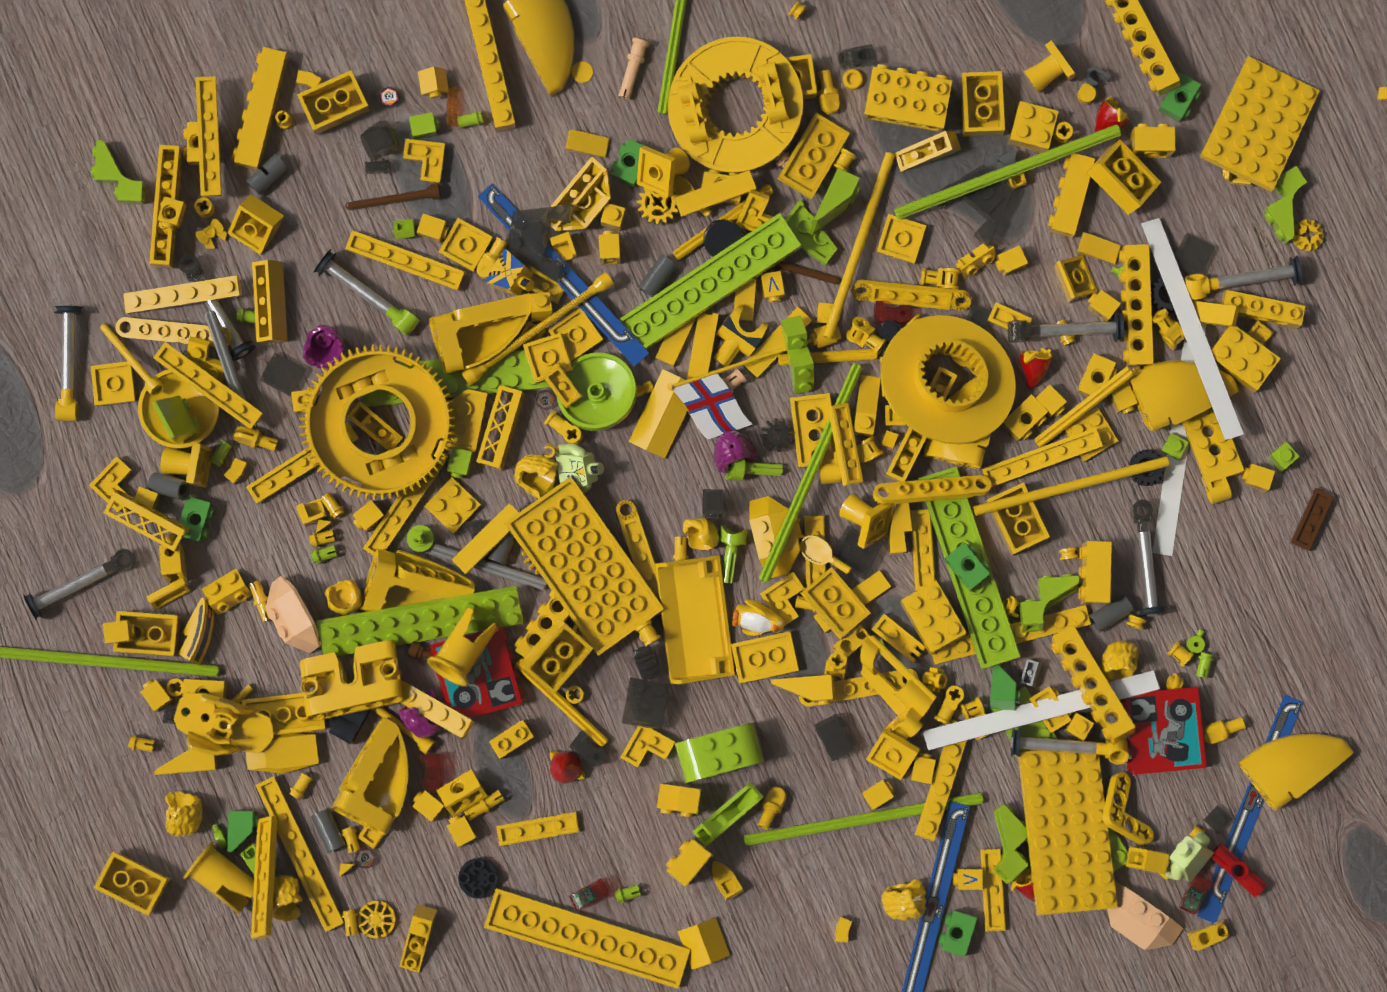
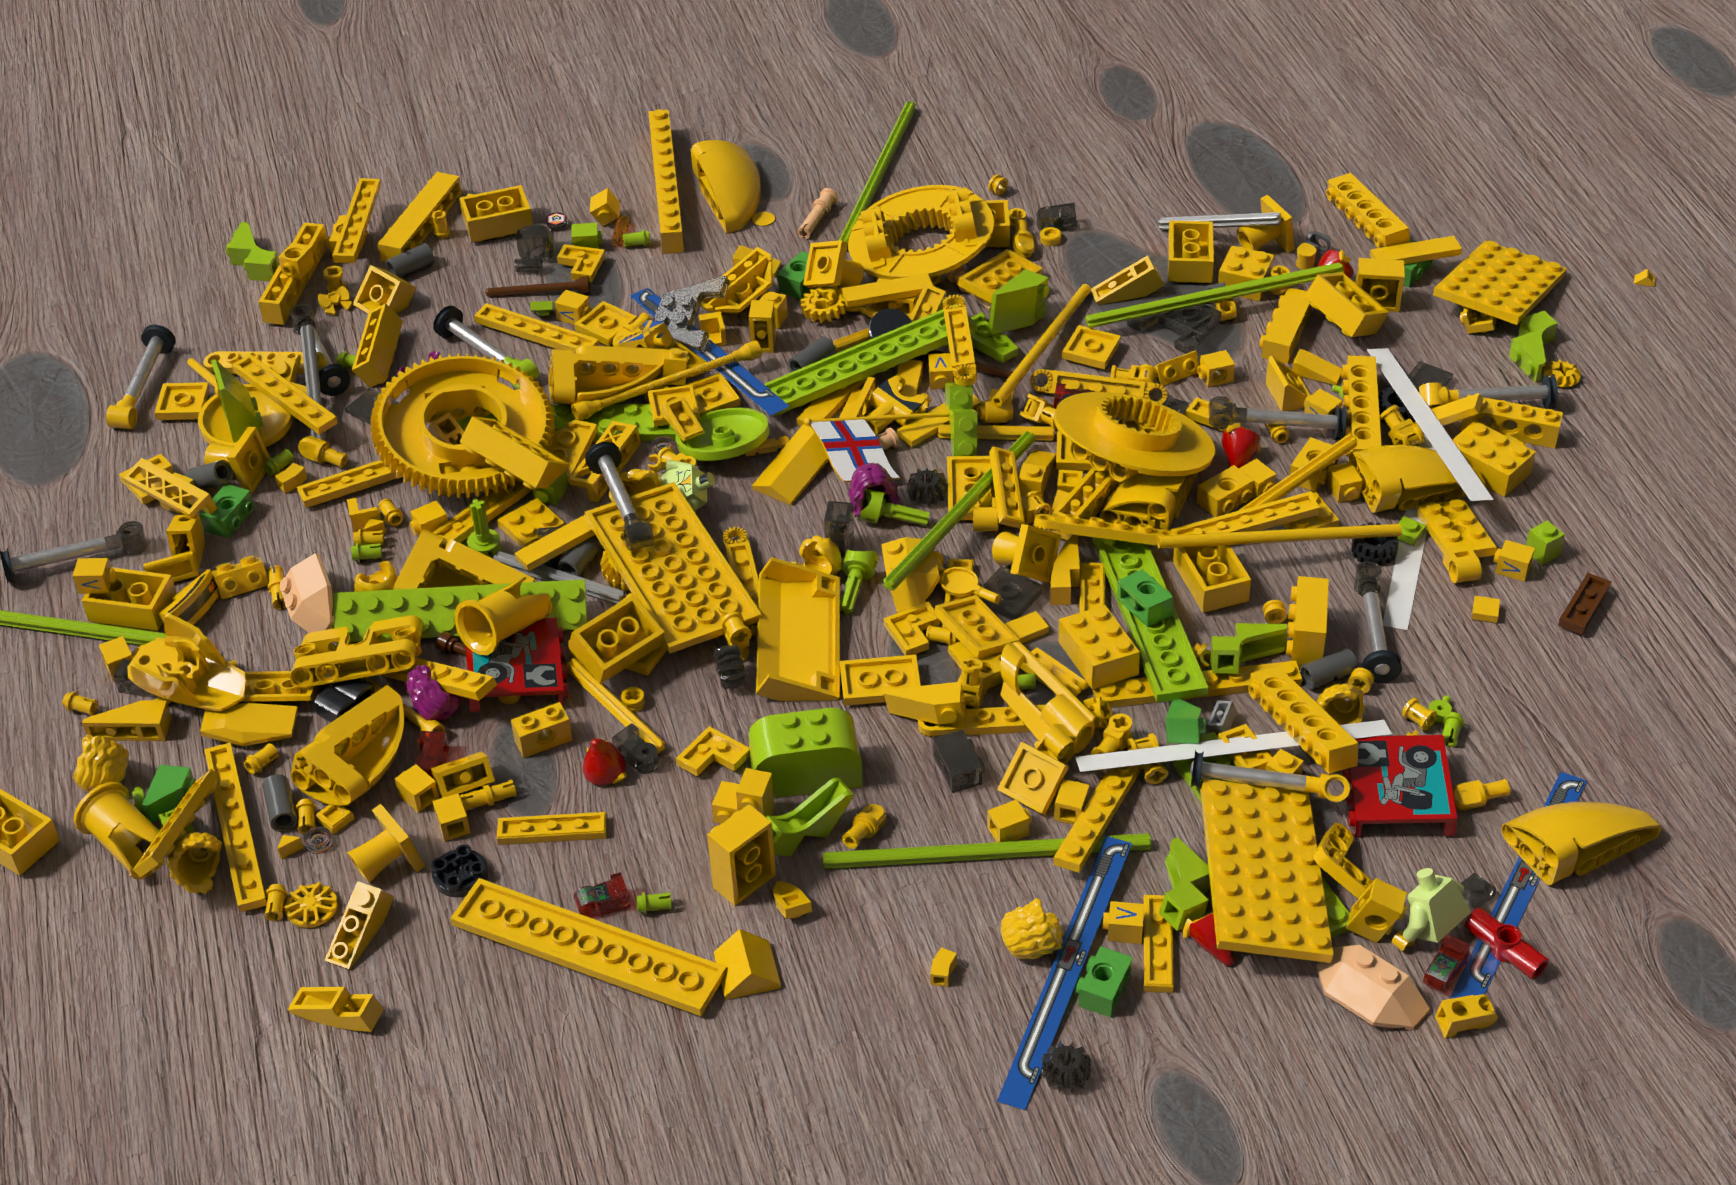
camera: 10 degrees right, 40 degrees down
(182, 294) = (286, 333): yellow plate -> none
(425, 869) = (384, 848): none -> yellow plant
(432, 461) = (512, 452): none -> yellow slope
(552, 547) = (604, 459): none -> piece
(646, 703) = (721, 703): clear smoke slope -> none
(756, 618) = (875, 636): animal -> none
(789, 275) = (959, 340): none -> yellow plate
(824, 57) = (1016, 214): none -> yellow bush
(907, 98) = (1105, 237): yellow brick -> none
(1008, 64) = (1229, 220): none -> light grey axle
(1185, 96) = (1419, 250): none -> yellow tile
(1233, 530) = (1485, 609): none -> yellow tile

